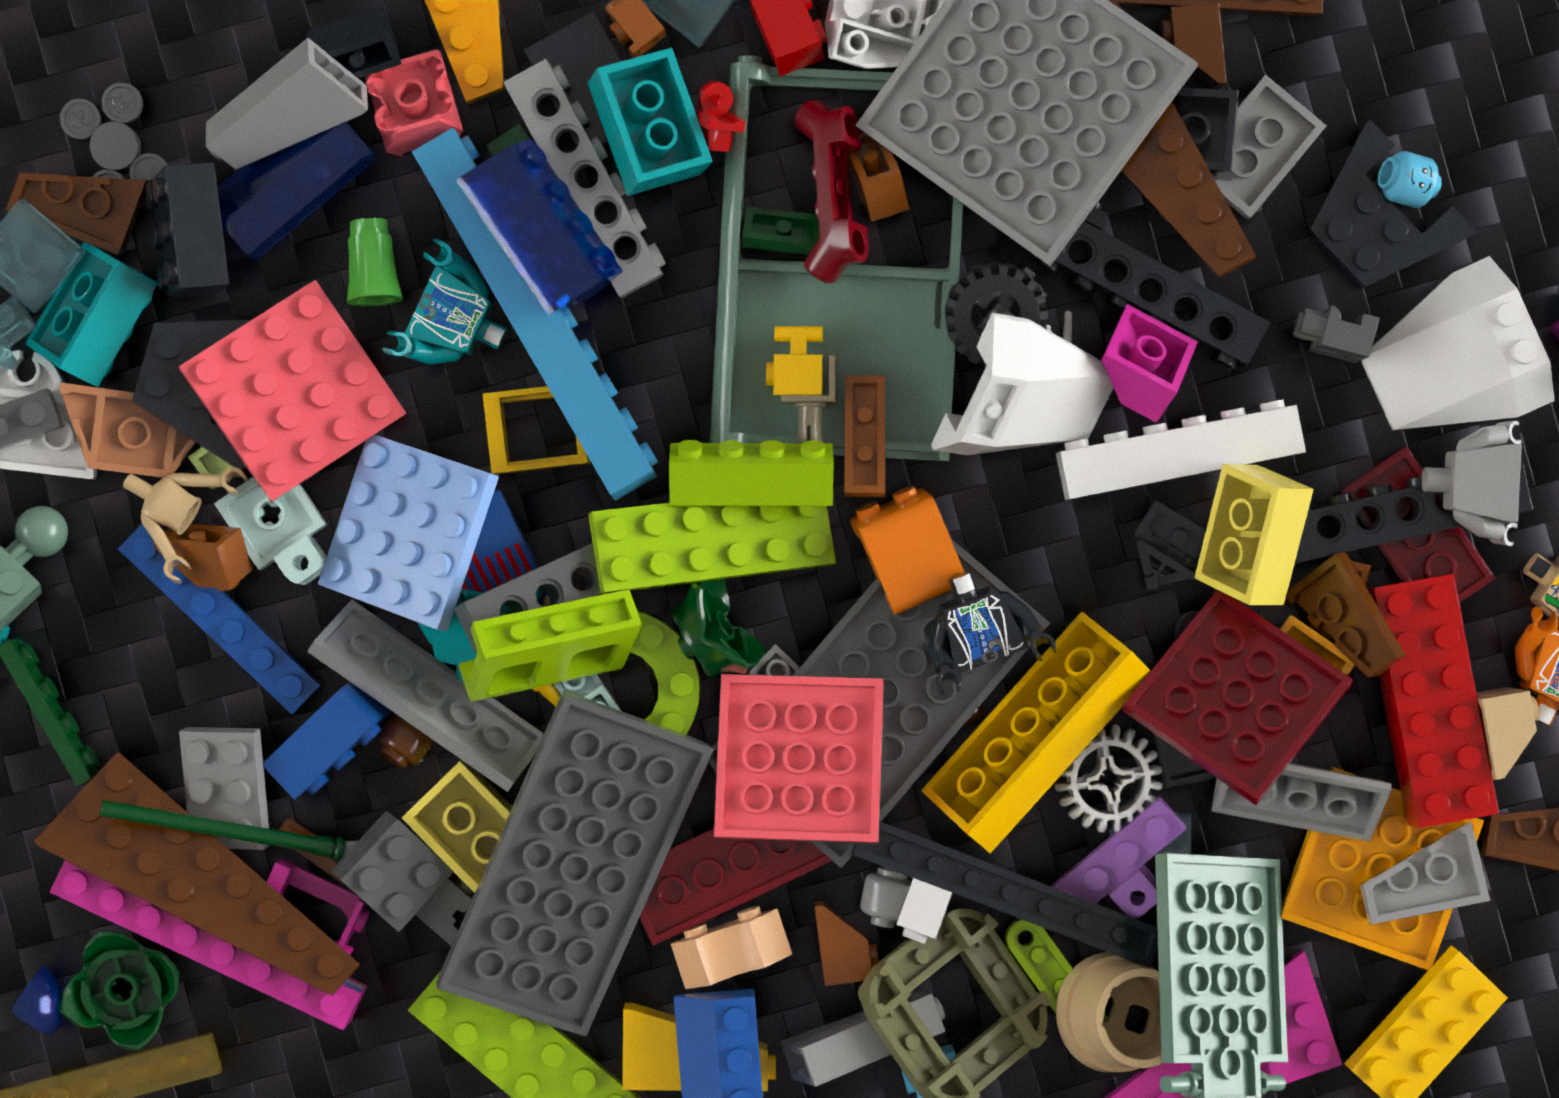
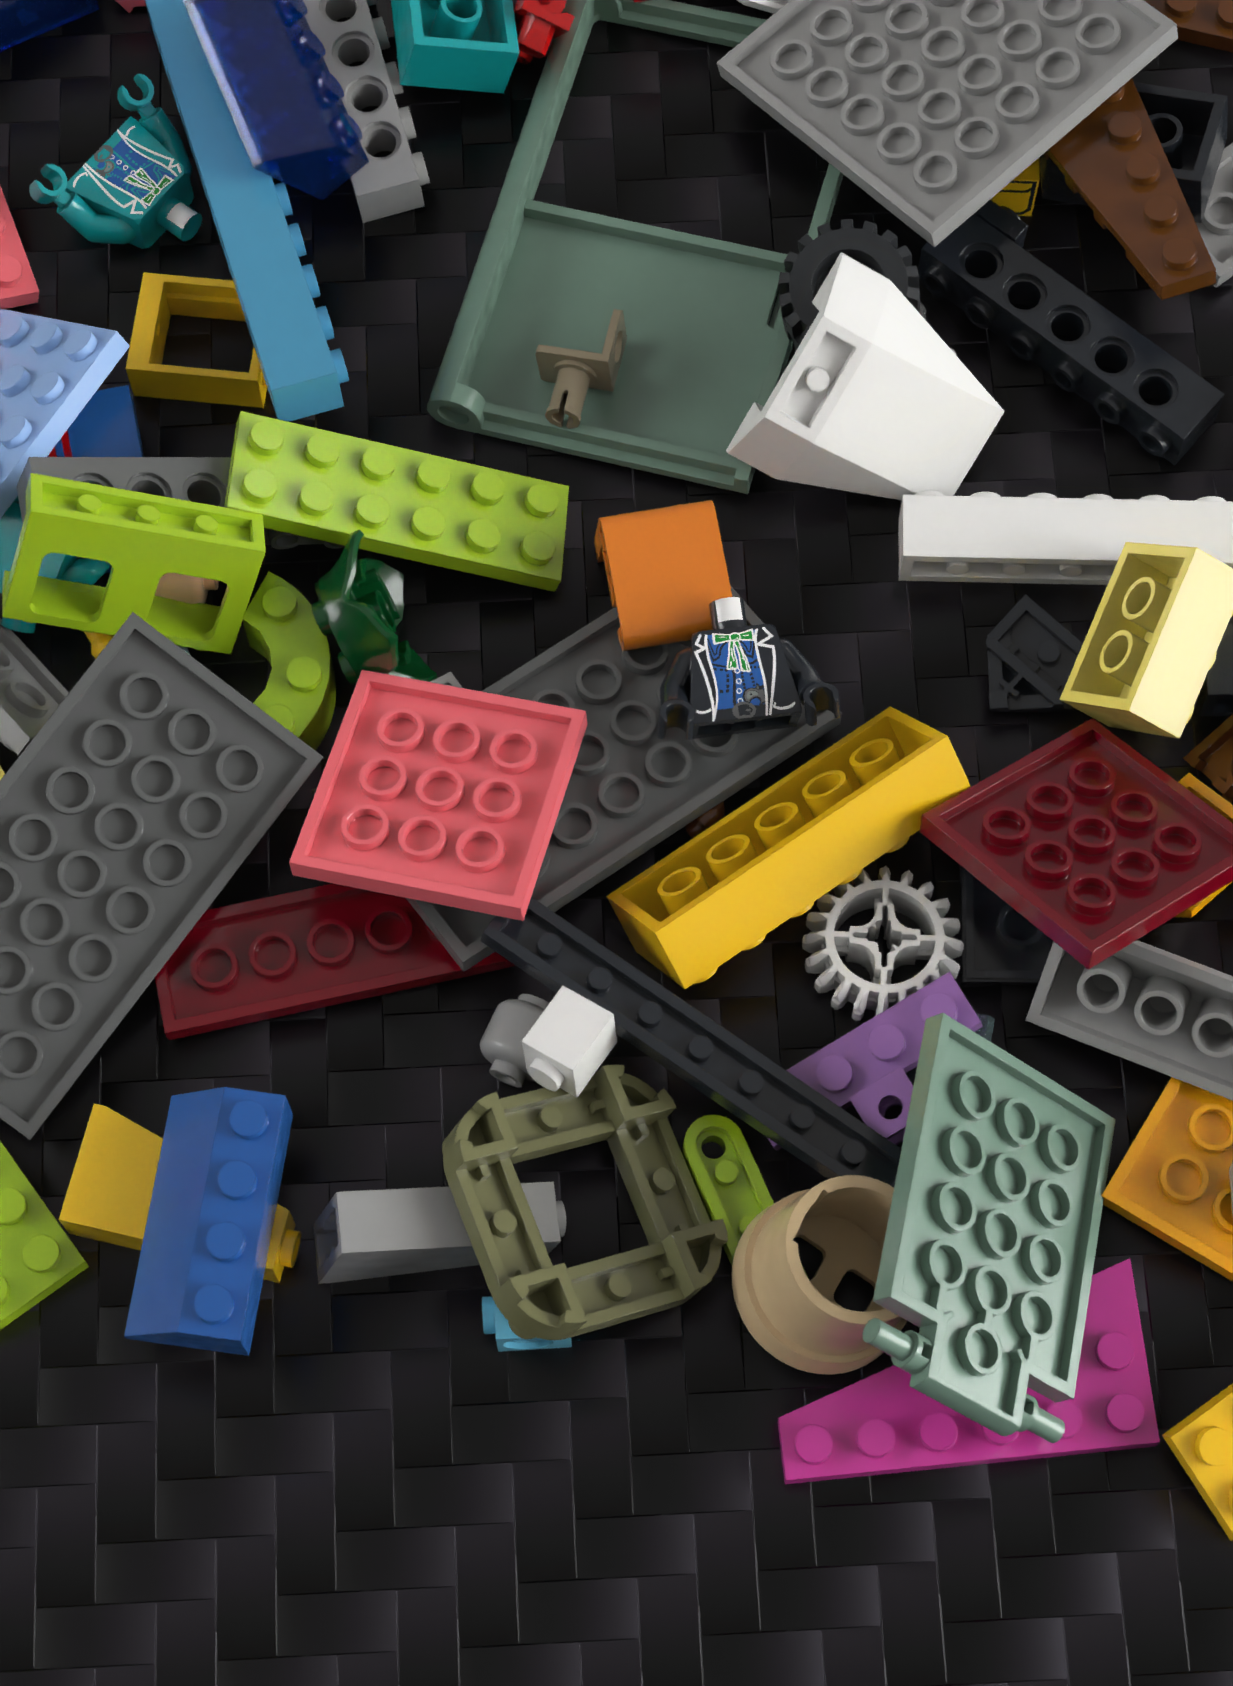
camera: 15 degrees right, 20 degrees down
(371, 264) = (49, 112): bright green plant -> none
(731, 947) = (297, 1056): light nougat brick -> none
(751, 473) = (472, 422): lime slope -> none
(780, 230) = (593, 175): dark green plate -> none
(798, 371) = (572, 319): yellow brick -> none
(841, 239) = (664, 174): dark red plate -> none
(842, 947) = (434, 1092): dark orange slope -> none
(864, 436) = (638, 422): dark orange plate -> none
(878, 179) = (732, 139): dark orange slope -> none
(1146, 362) = (1043, 406): dark pink slope -> none
(1198, 34) = (1190, 59): reddish brown slope -> none

